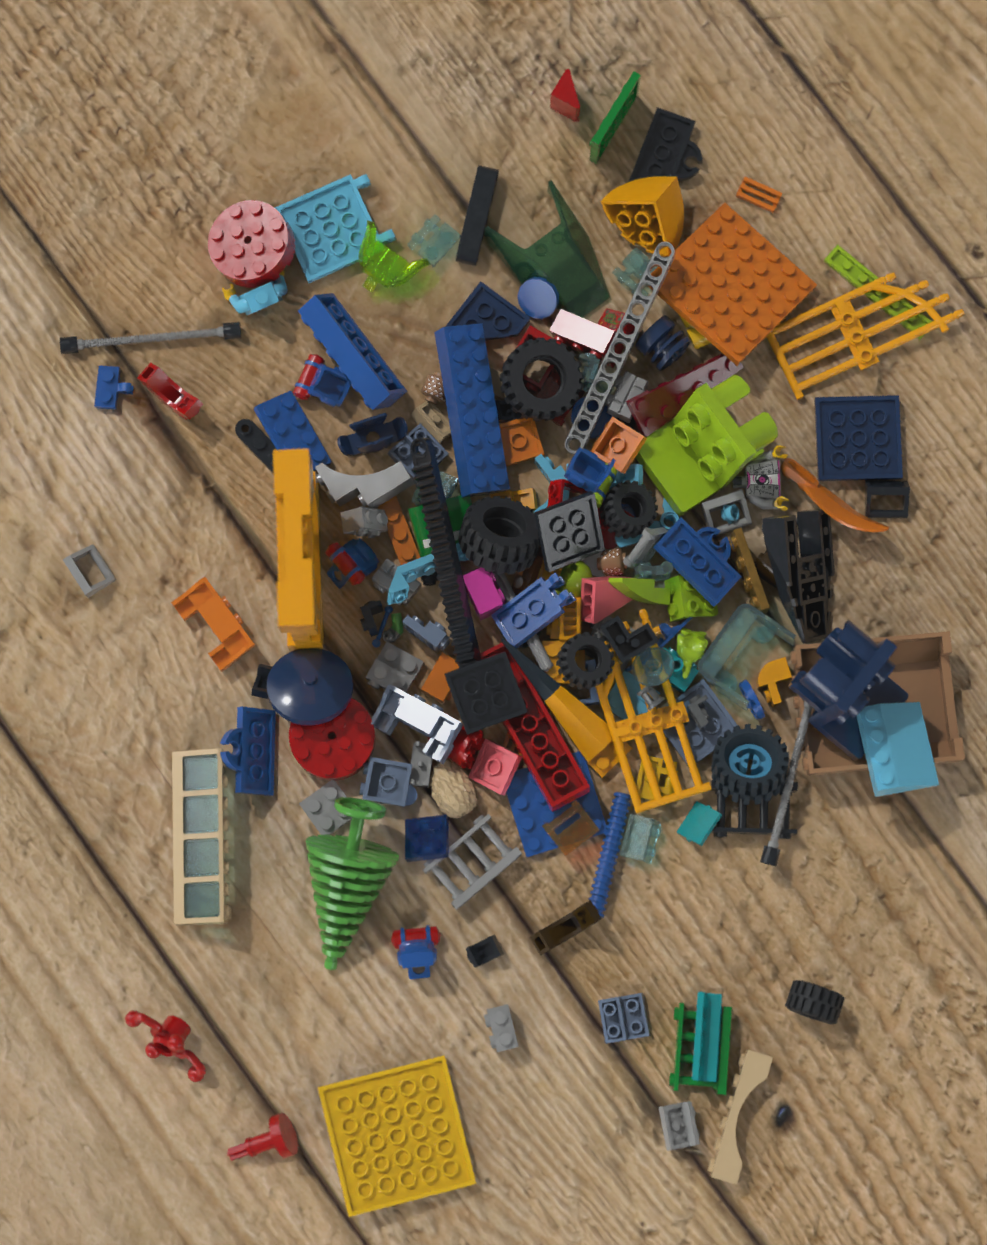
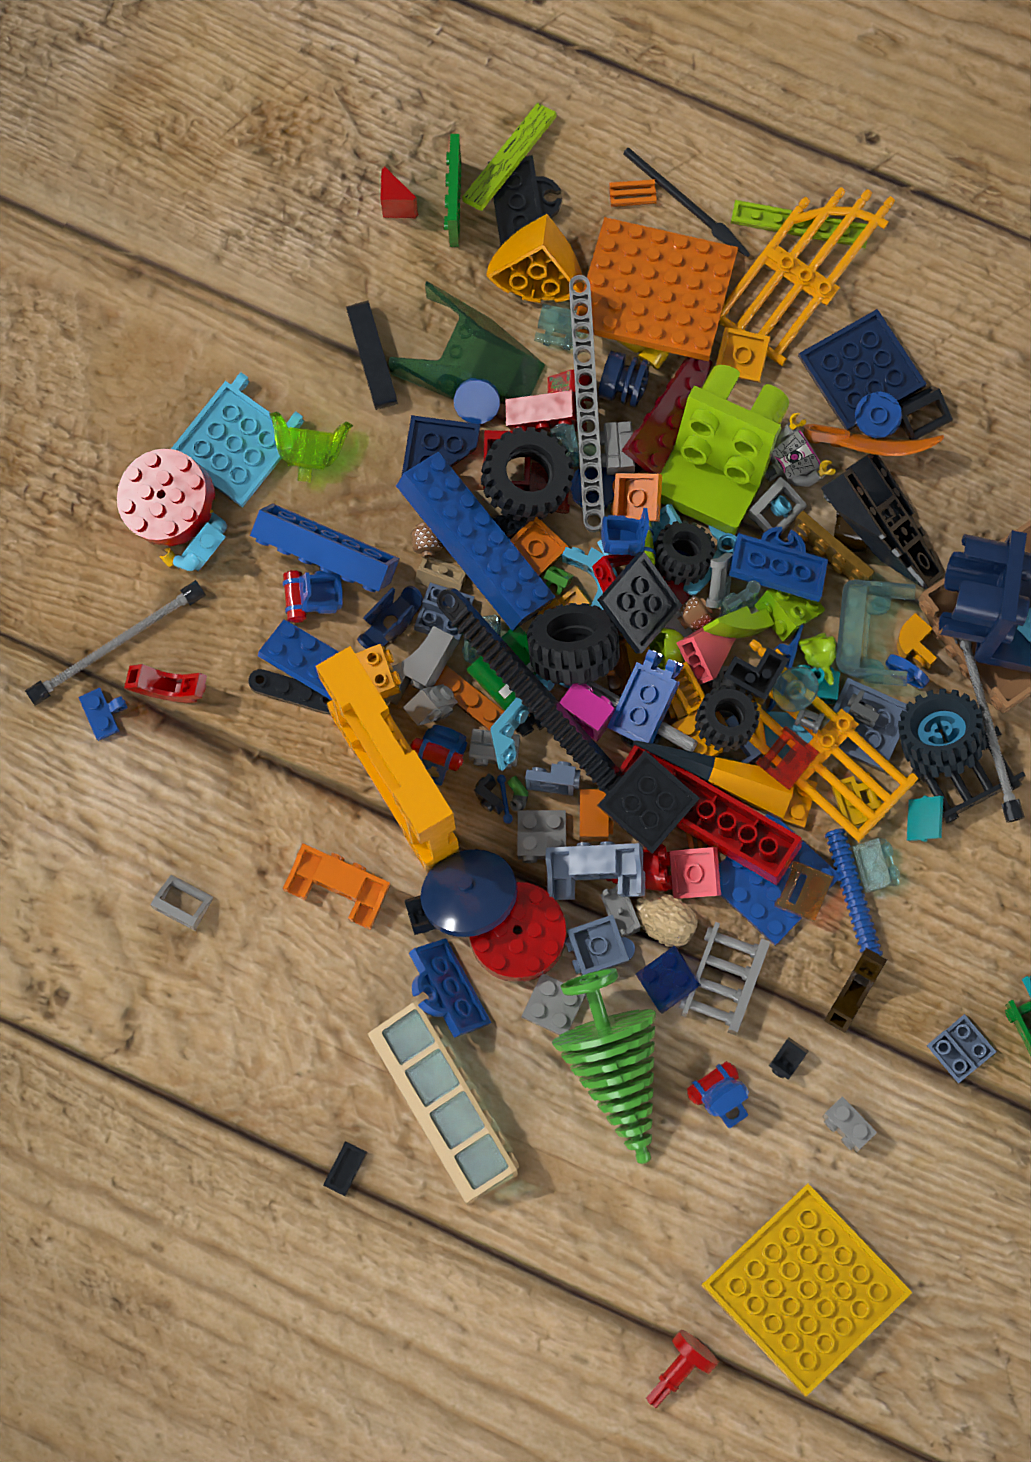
camera: 25 degrees left, 5 degrees down
(99, 846) = (345, 1169): none -> black tile
(168, 1040) = (527, 1321): red wheel -> none
(336, 474) = (378, 666): none -> light orange brick
(438, 244) = (349, 402): clear light blue plate -> none
(522, 473) = (558, 577): none -> bright green tile
(619, 724) = (794, 762): none -> clear red plate
(676, 112) = (509, 157): none -> lime tile
(769, 374) = (744, 352): none -> light orange plate
(810, 262) = (719, 230): none -> black piece
(848, 482) = (878, 415): none -> blue tile

